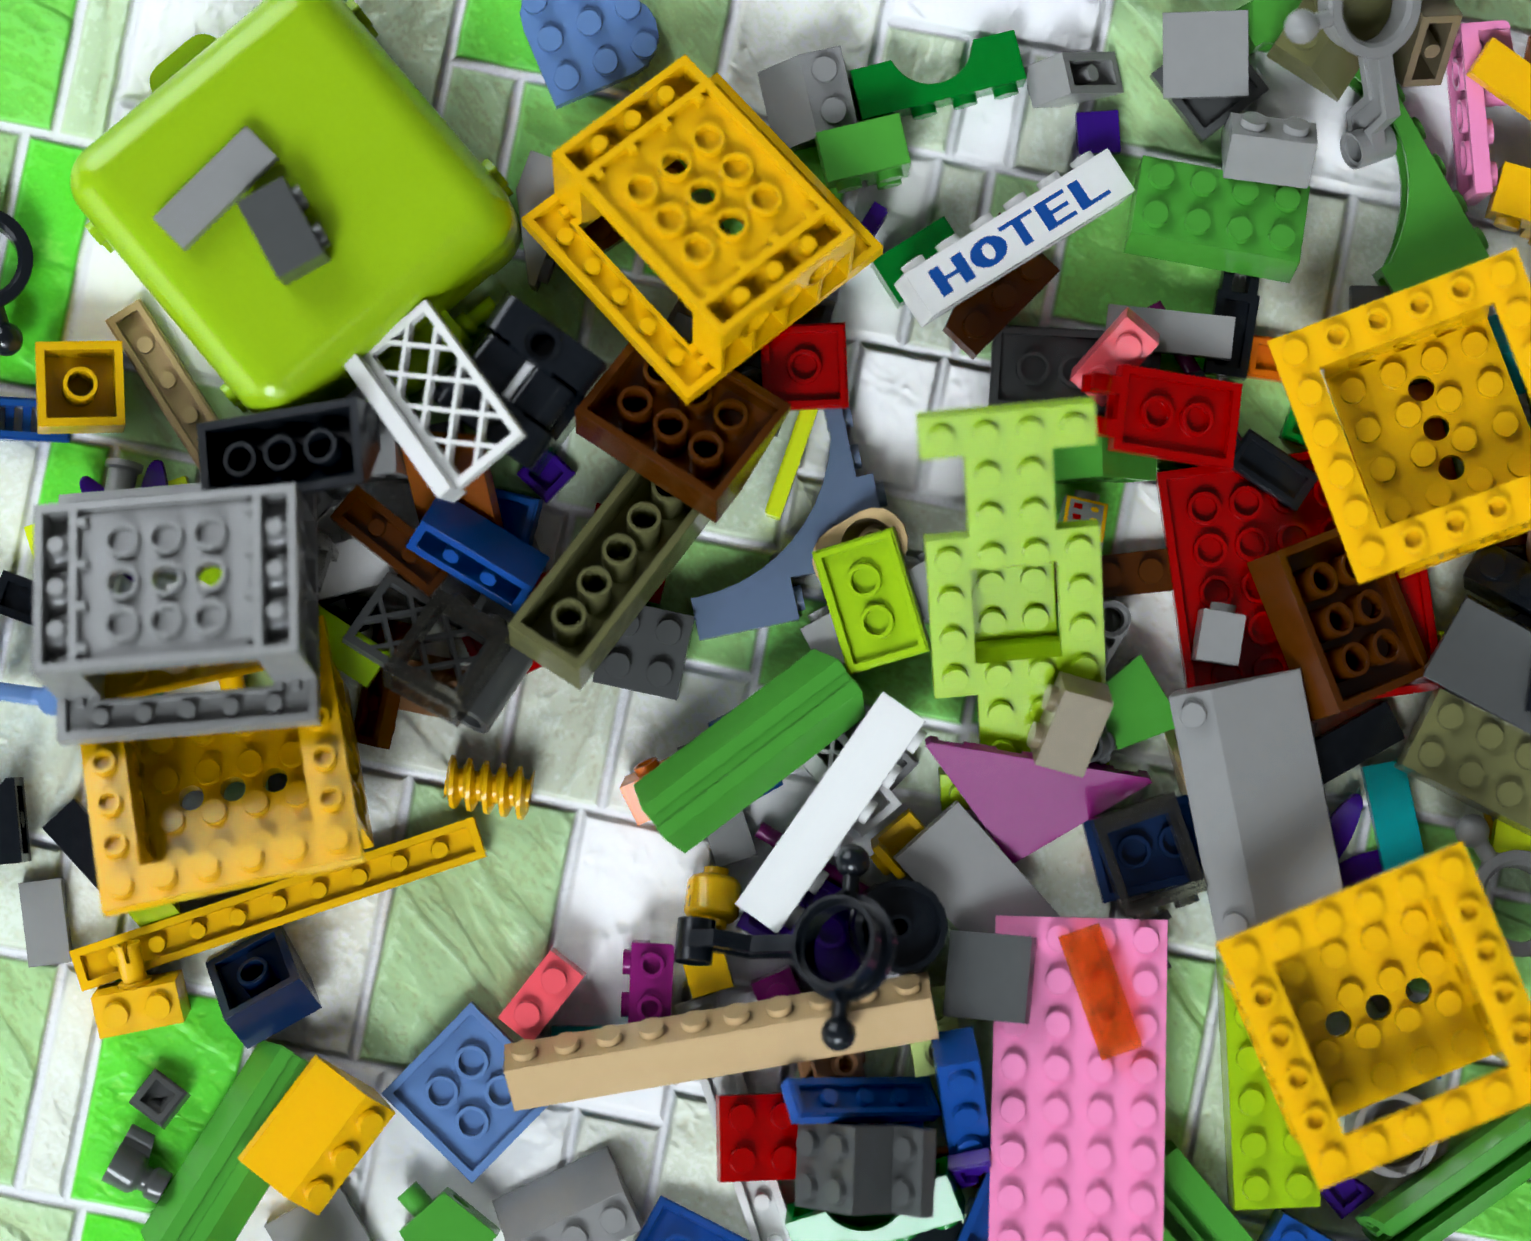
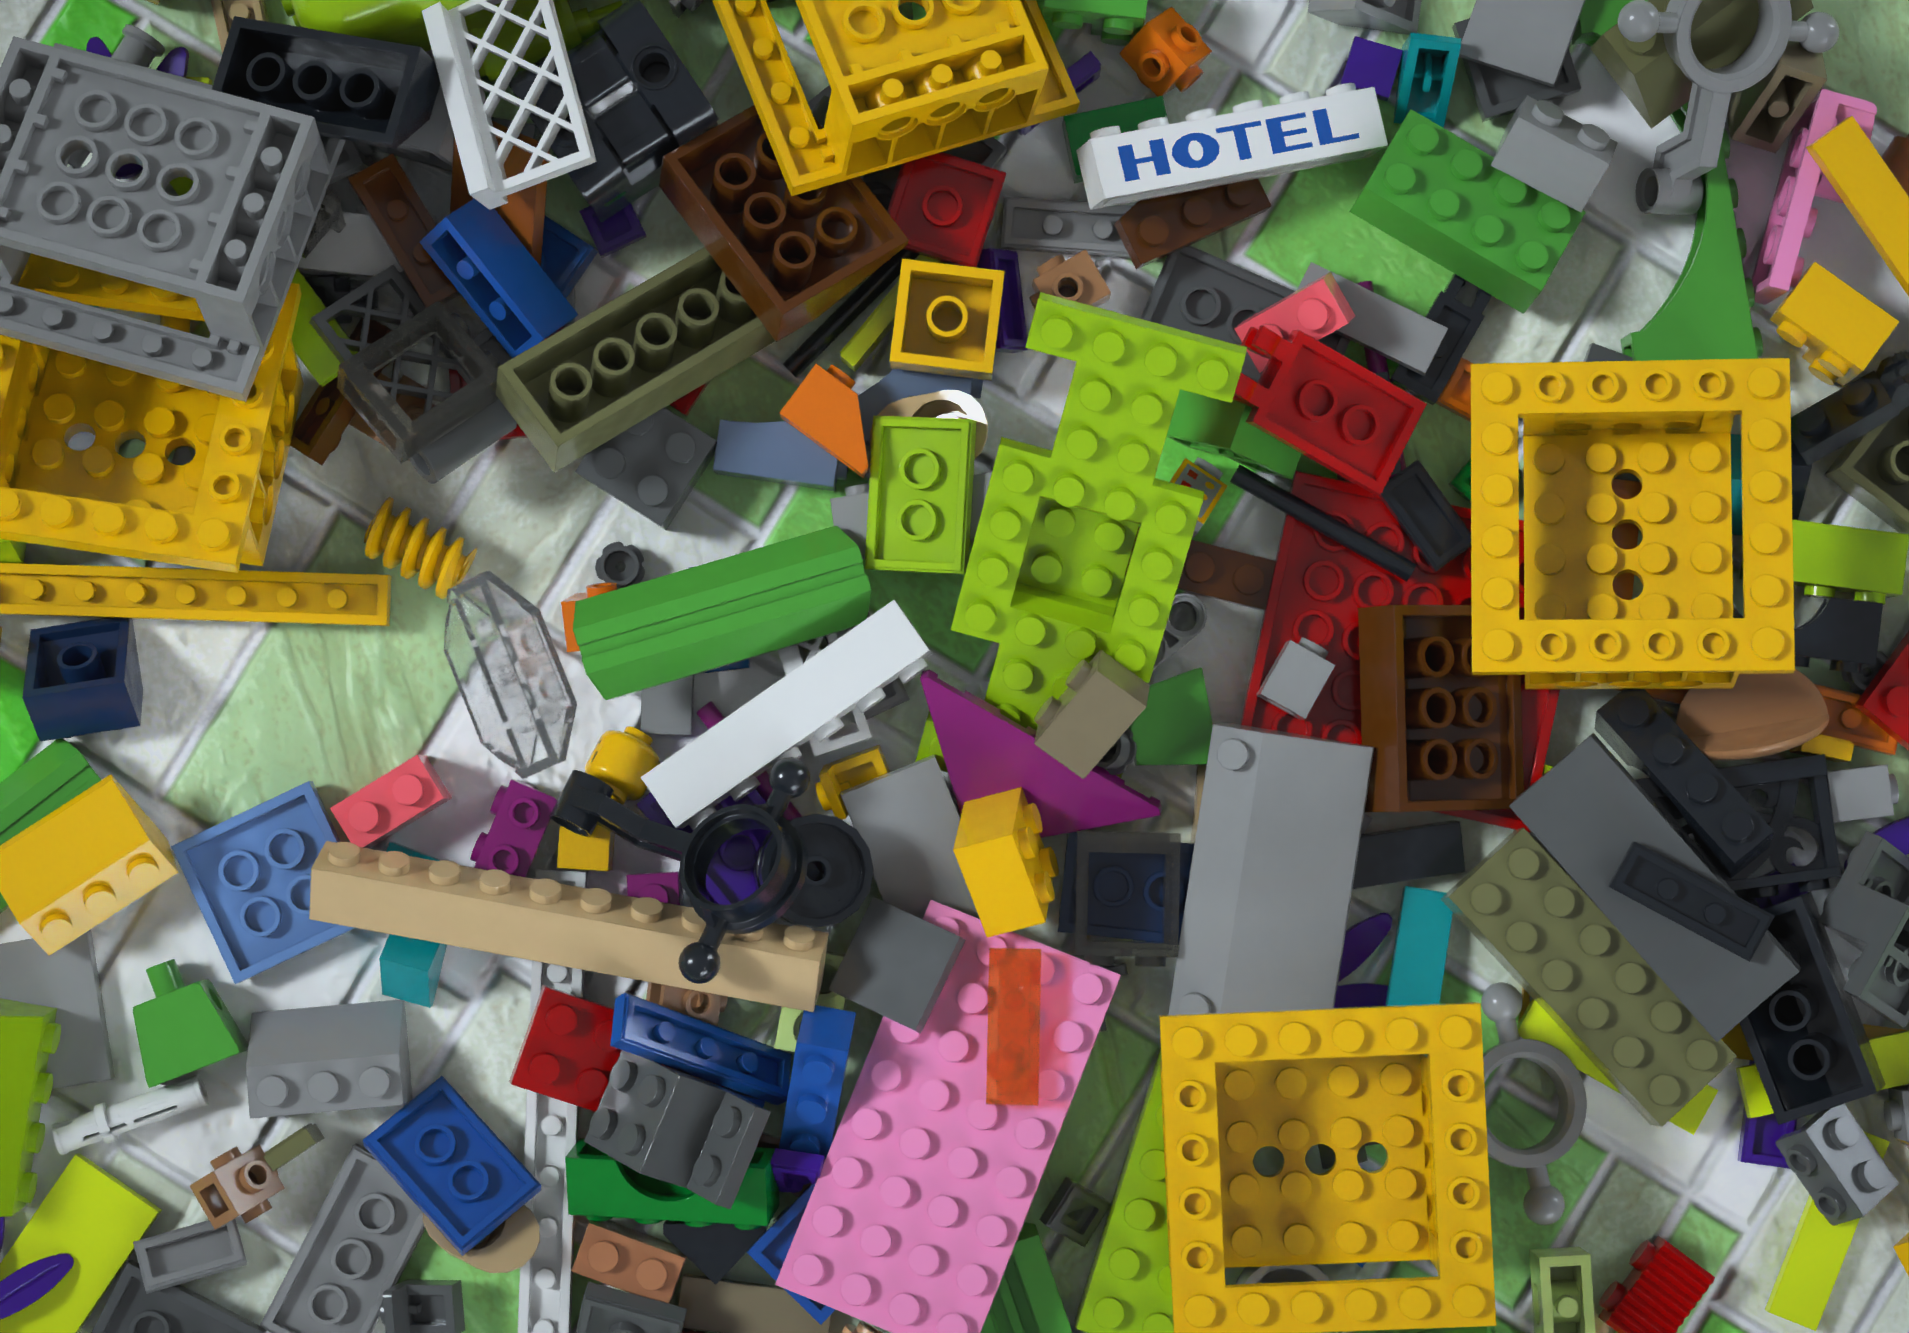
camera: 20 degrees right, 0 degrees up
(598, 861) = (509, 674): none -> clear wedge
(606, 1121) = (411, 969): none -> teal slope
(657, 731) = (616, 553): none -> dark grey plate
(755, 482) = (847, 313): none -> black bar
(778, 565) = (830, 416): none -> orange slope
(842, 455) = (946, 319): none -> yellow brick
(876, 423) = (1012, 323): none -> dark purple tile
(900, 347) = (1061, 227): none -> light grey tile
(928, 380) = (1075, 273): none -> medium nougat brick
(934, 181) = (1166, 53): none -> orange brick
(1045, 864) = (1005, 861): none -> yellow brick
(1144, 125) = (1426, 76): none -> teal slope
(1193, 505) = (1323, 523): none -> black bar
(1198, 1118) = (1075, 1211): none -> dark grey tile

